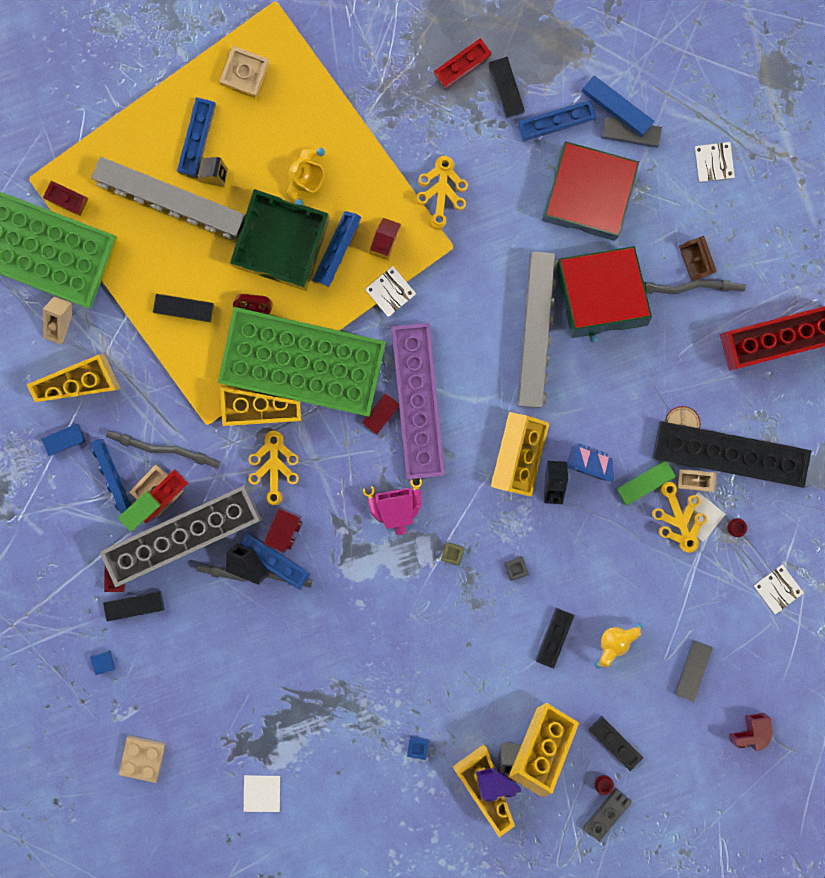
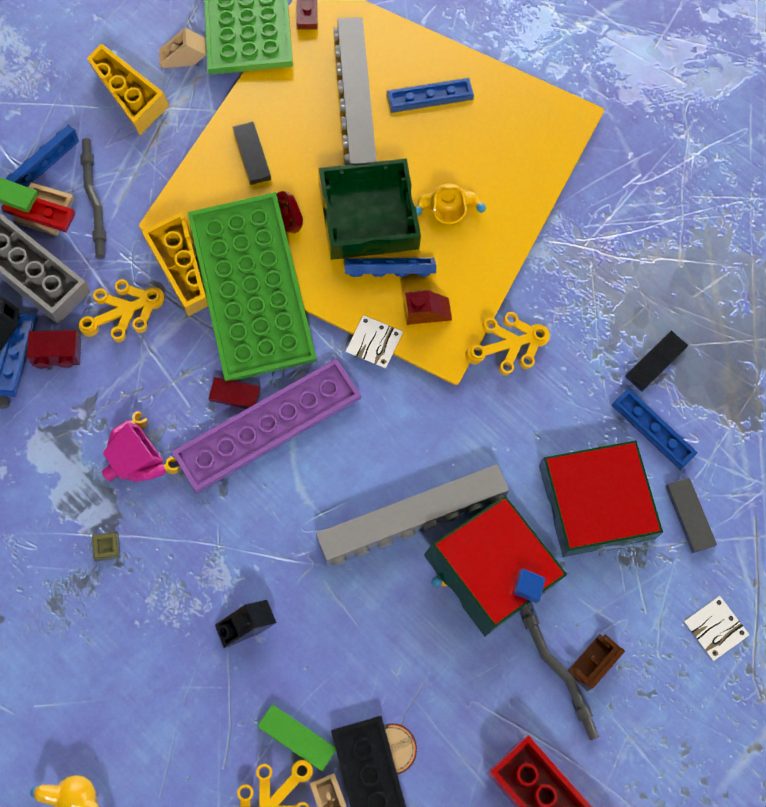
camera: 60 degrees right, 20 degrees down
(63, 439) = (61, 105): blue tile -> none
(212, 171) = (404, 120): slope -> none
(244, 71) = (518, 108): tan plate -> none
(462, 63) = (653, 305): red plate -> none
(516, 568) = (119, 630): dark grey tile -> none
(520, 454) = (259, 566): yellow slope -> none
(554, 638) = (50, 720): black tile -> none
(591, 463) = (286, 649): blue slope -> none
(617, 106) = (708, 484): blue tile -> none
(633, 277) = (529, 585): none -> blue tile

